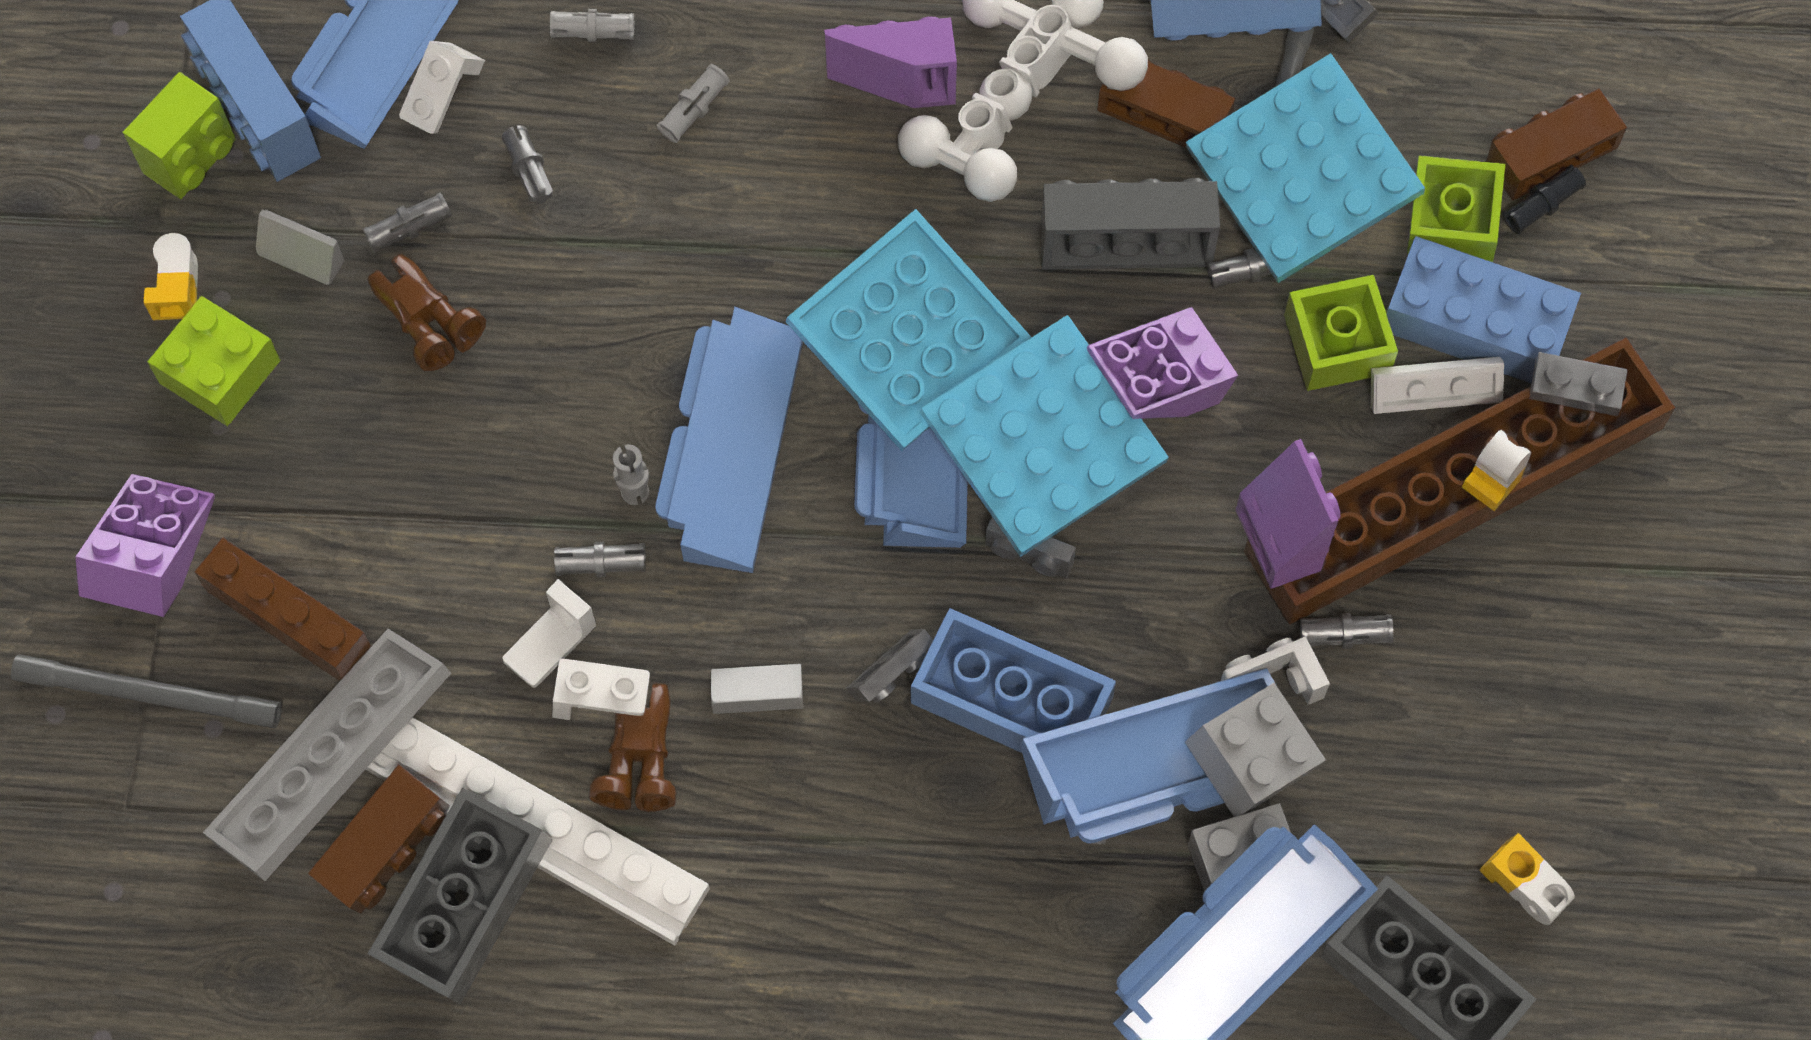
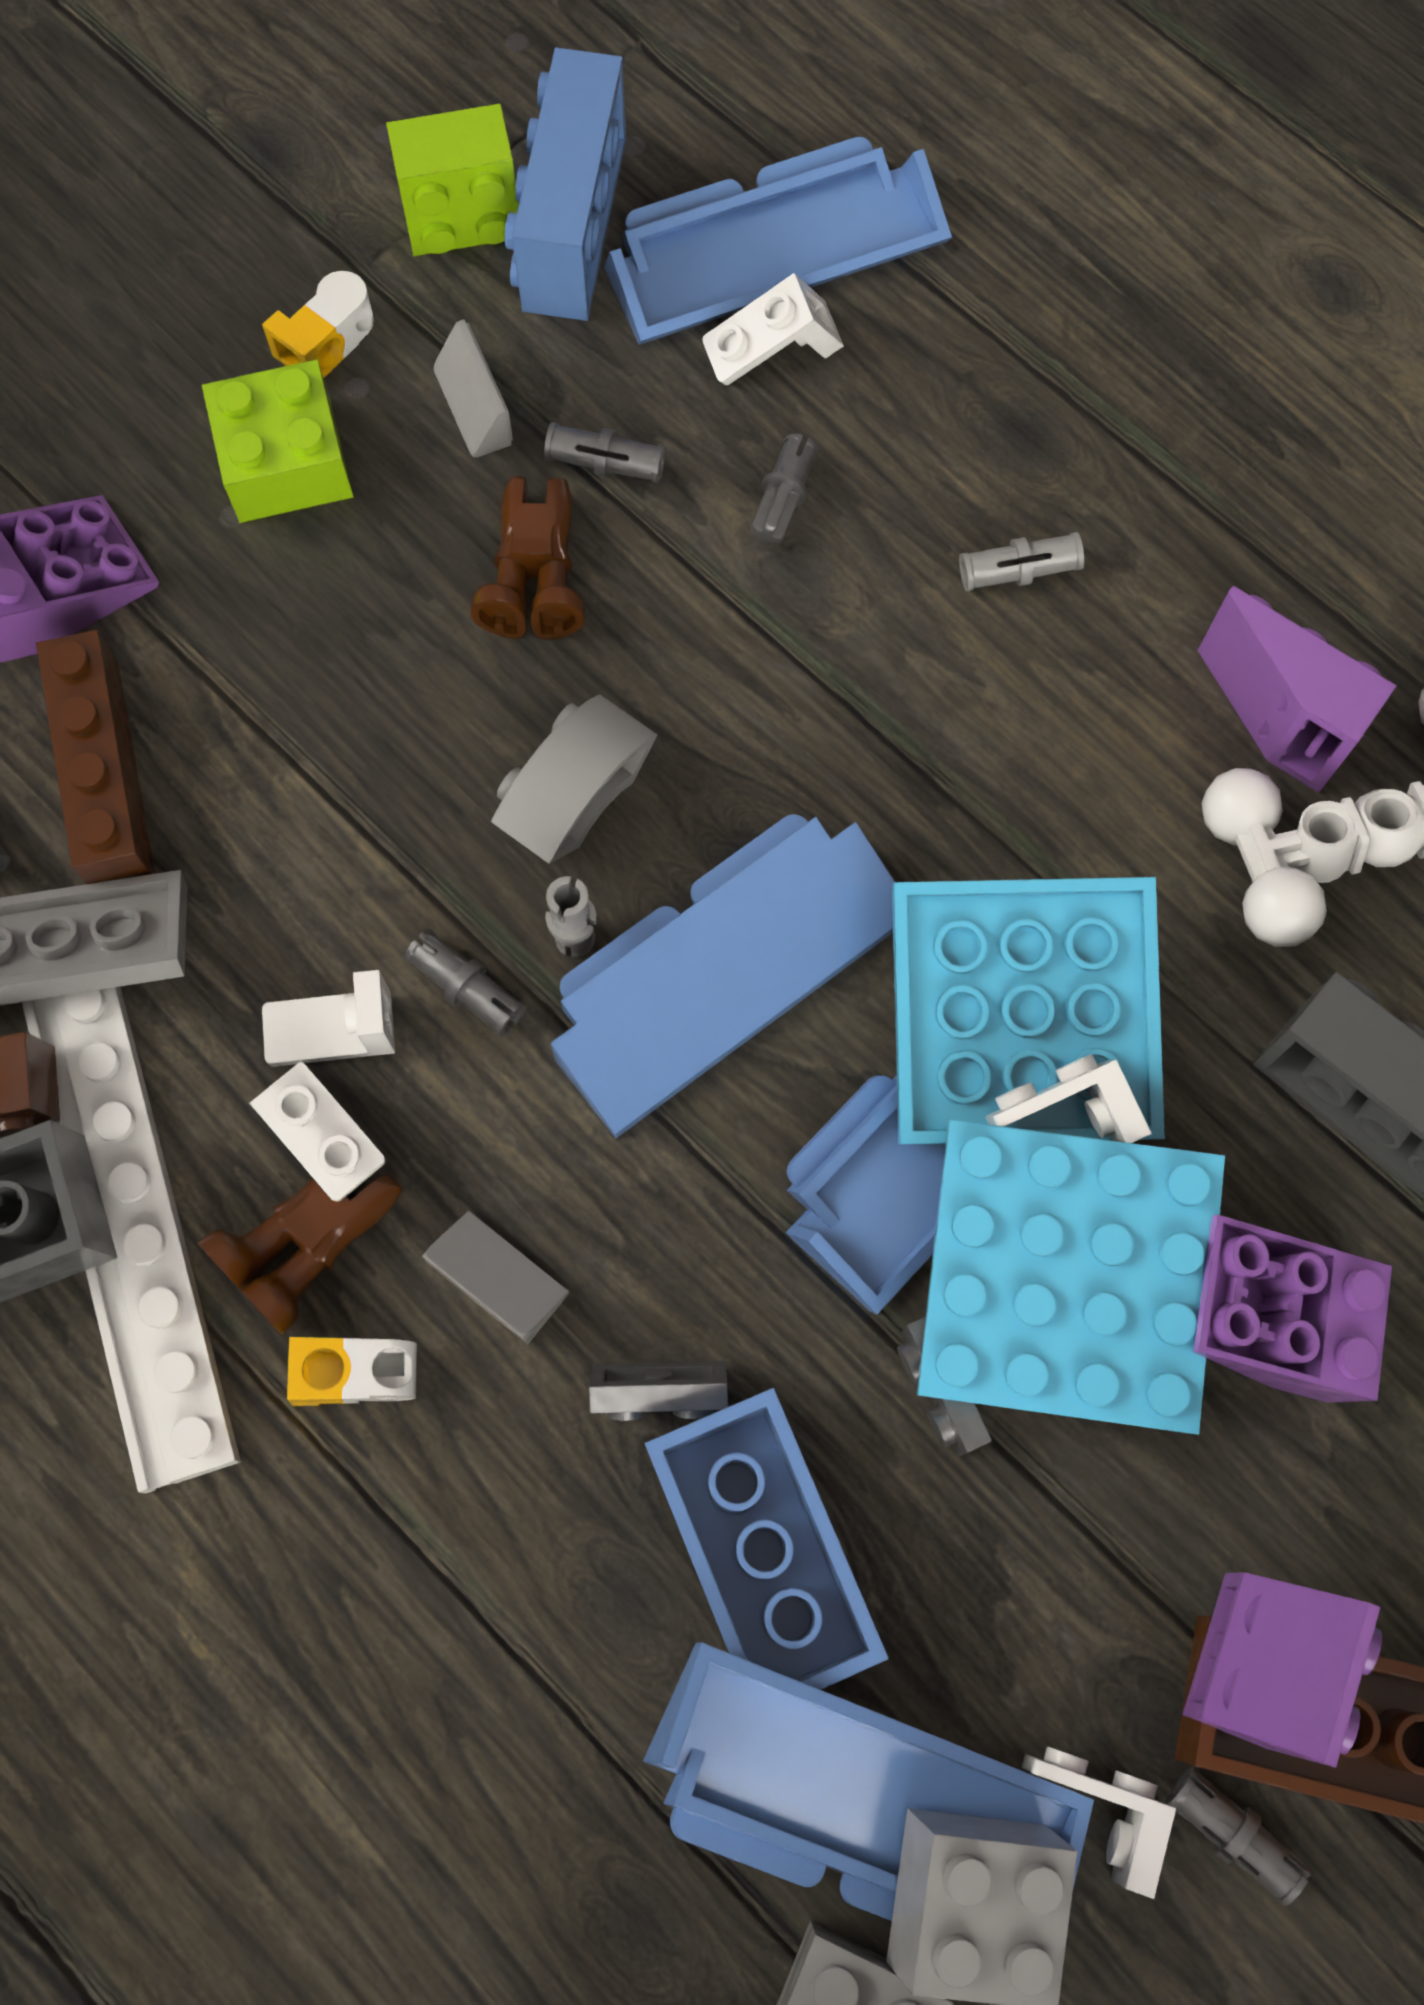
camera: 40 degrees right, 5 degrees up
(559, 406) = (572, 777): none -> light grey brick
(592, 25) = (988, 394): light grey pin -> none
(725, 792) = (350, 1370): none -> leg
(990, 337) = (1110, 1110): none -> white bracket

